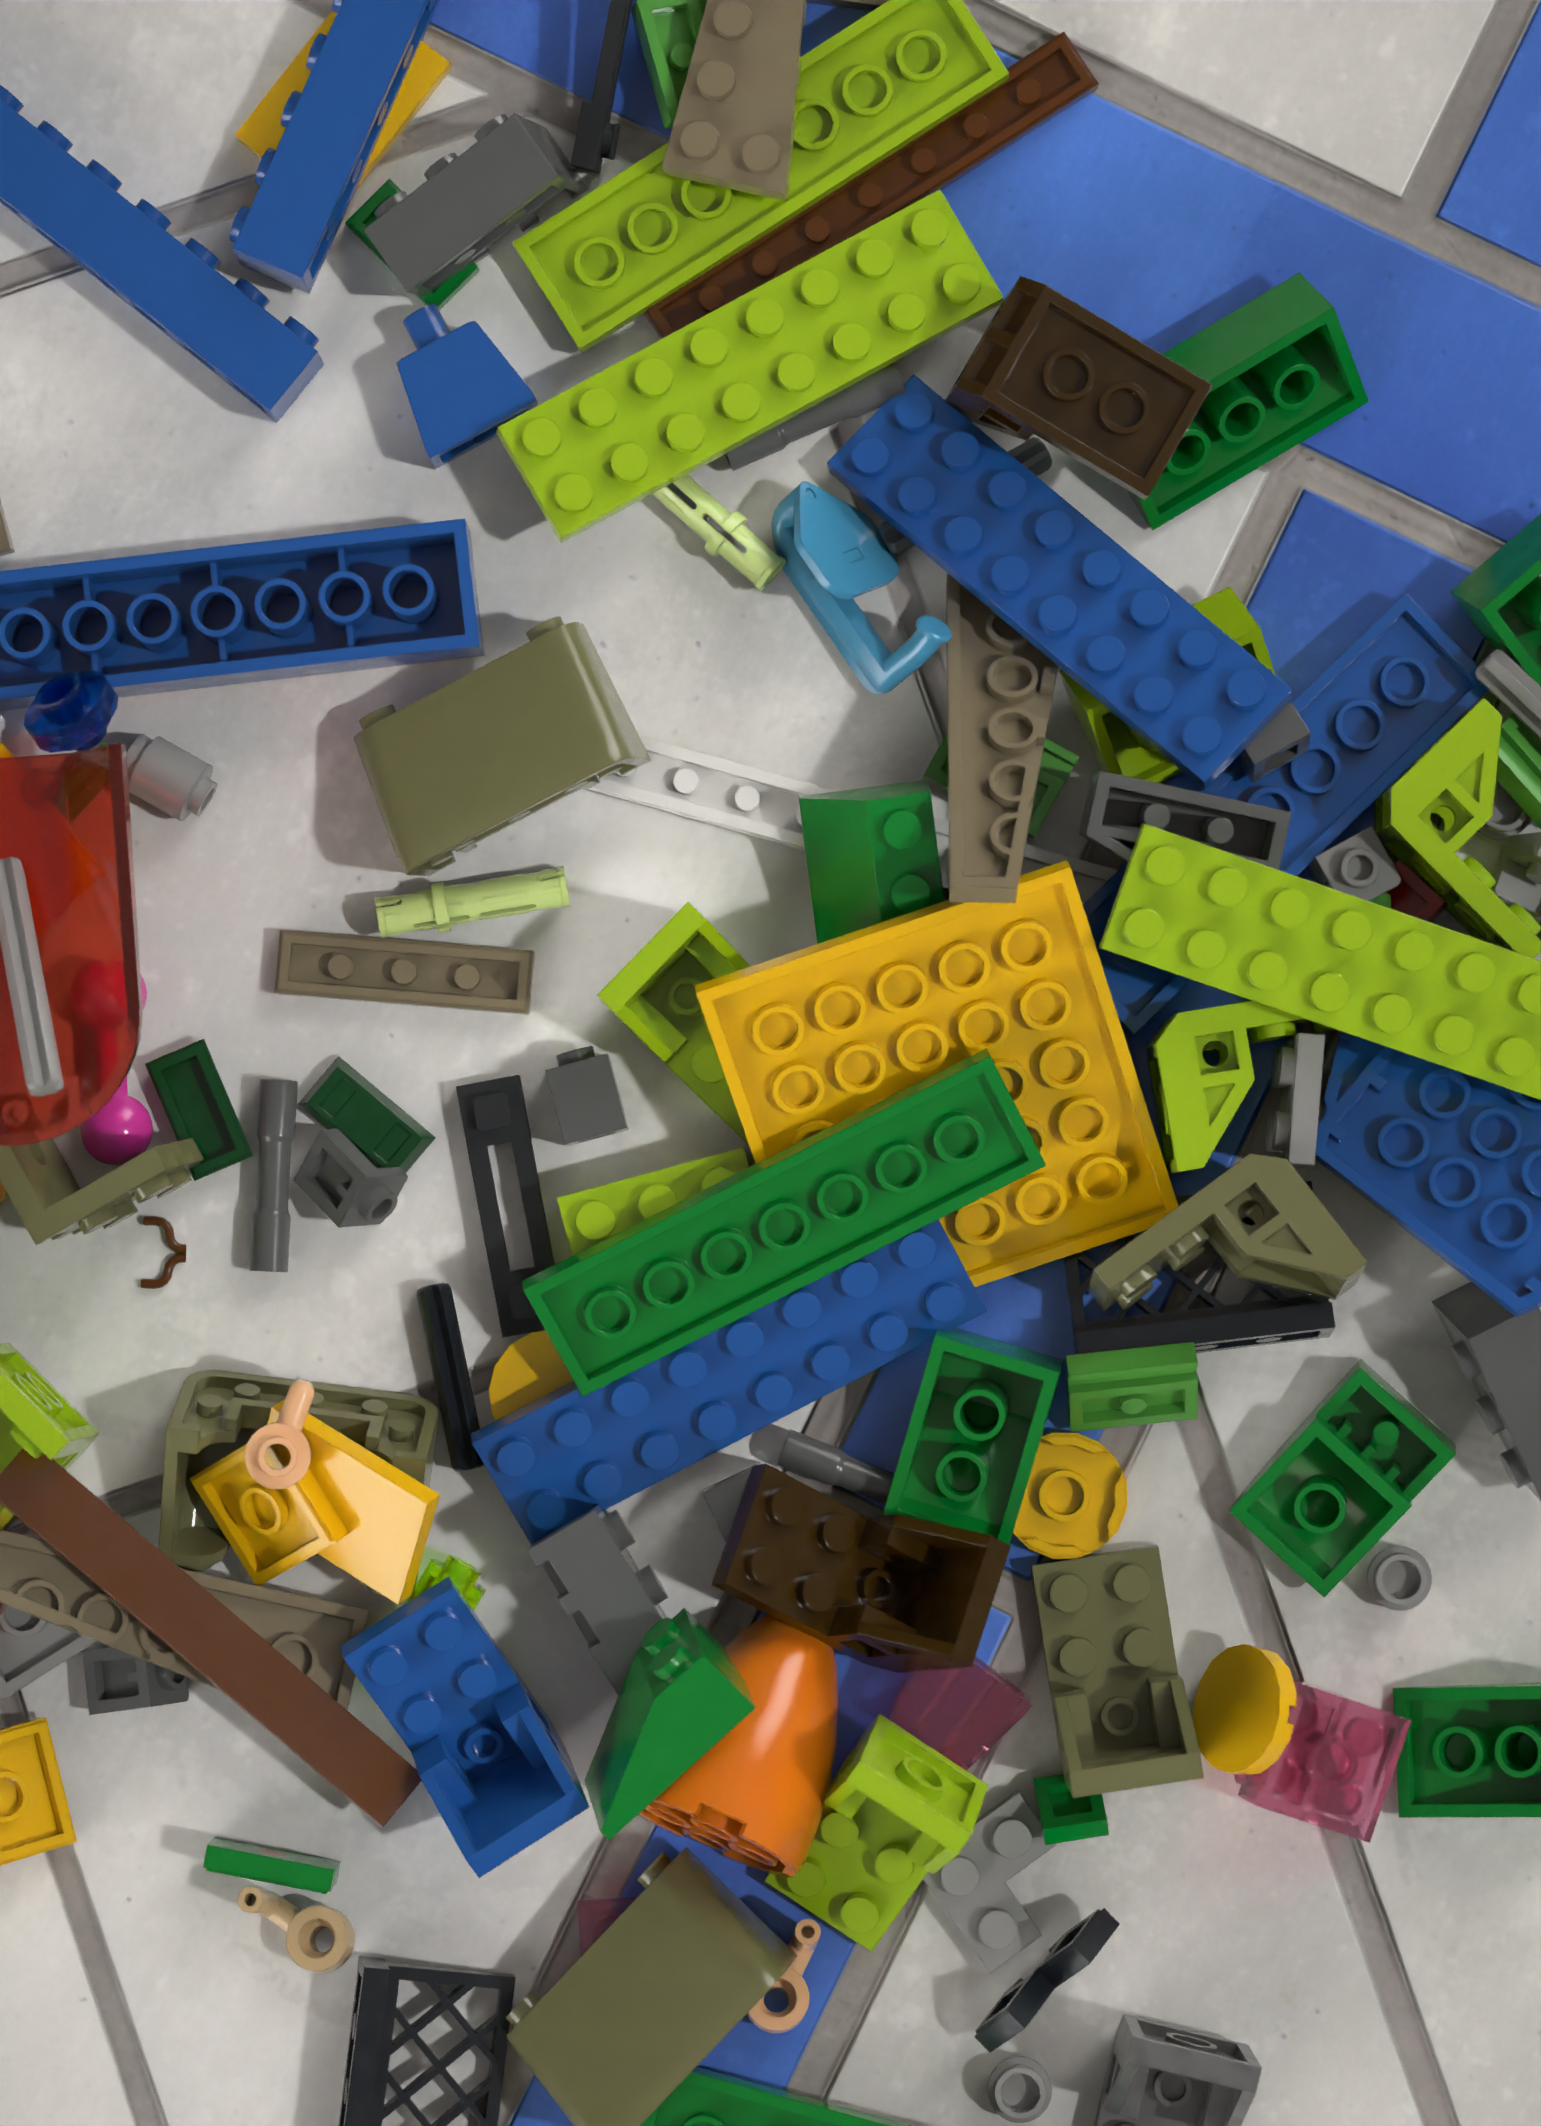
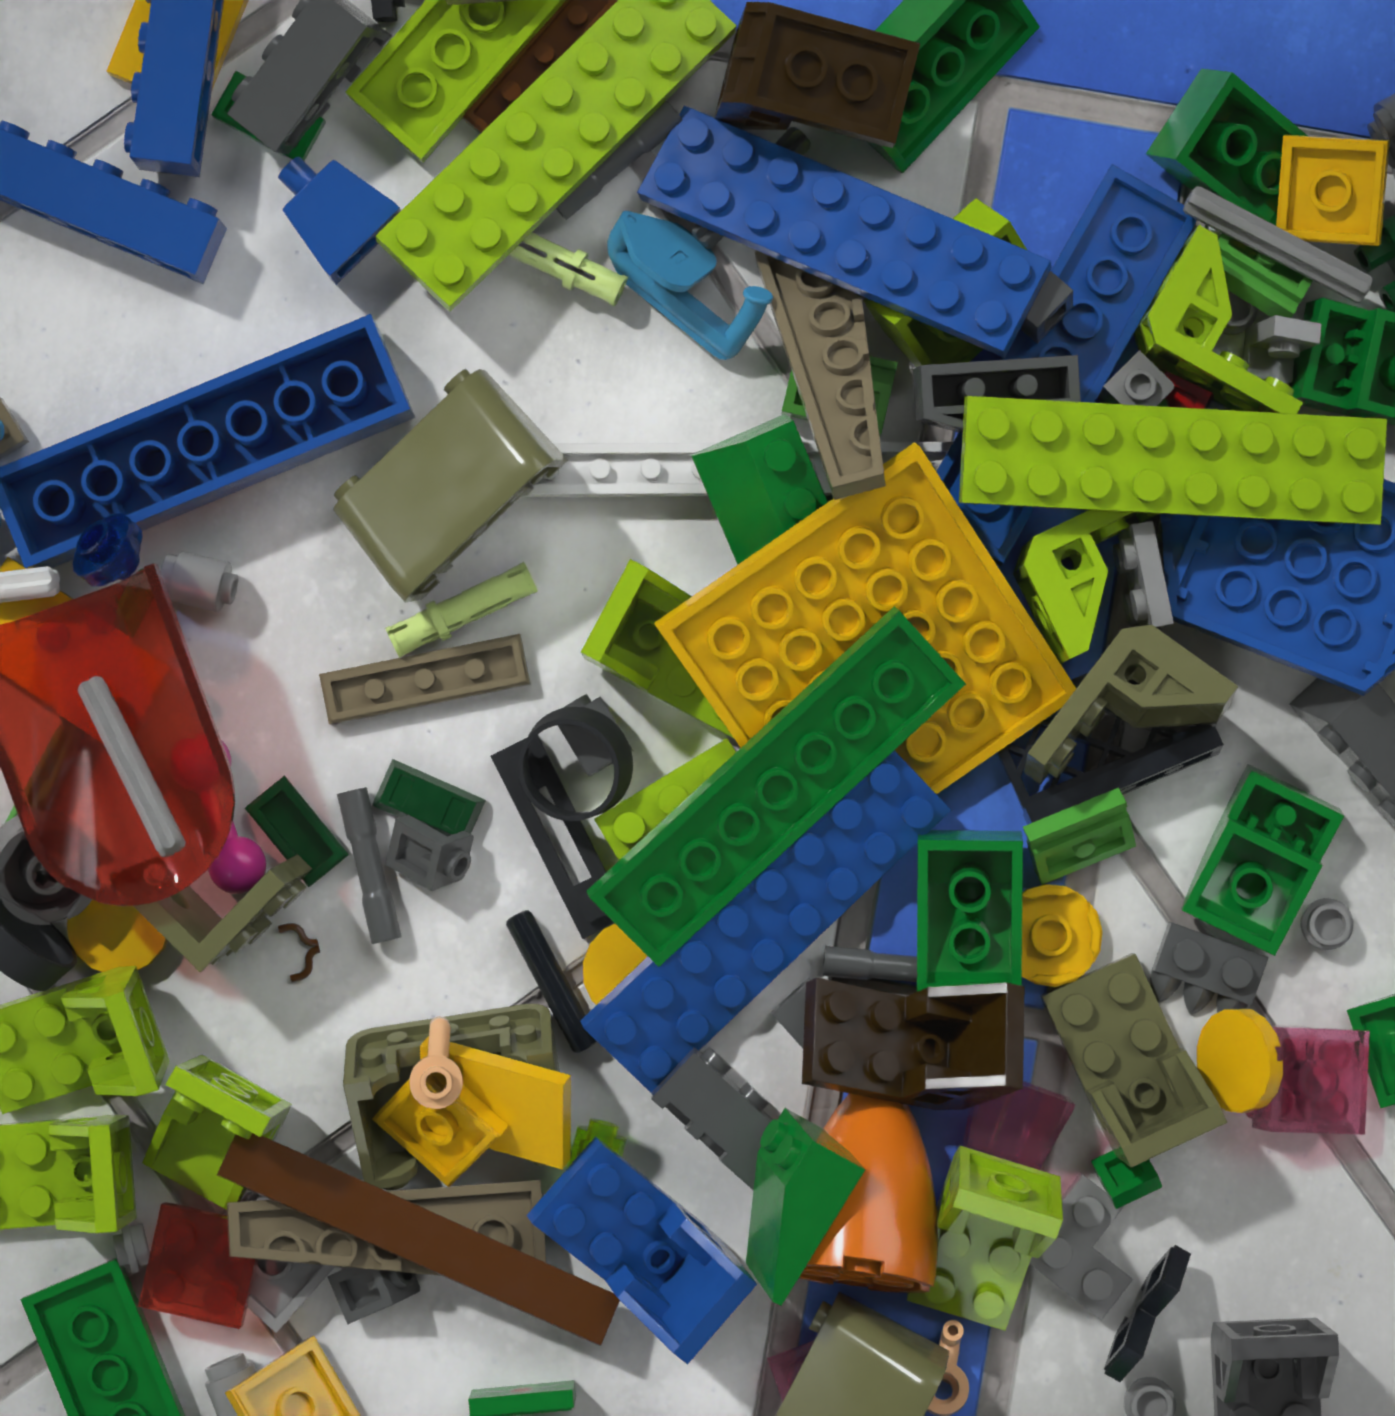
camera: 20 degrees left, 0 degrees up
(605, 1107) = (607, 732): none -> black tyre
(1239, 1590) = (1206, 968): none -> dark grey plate

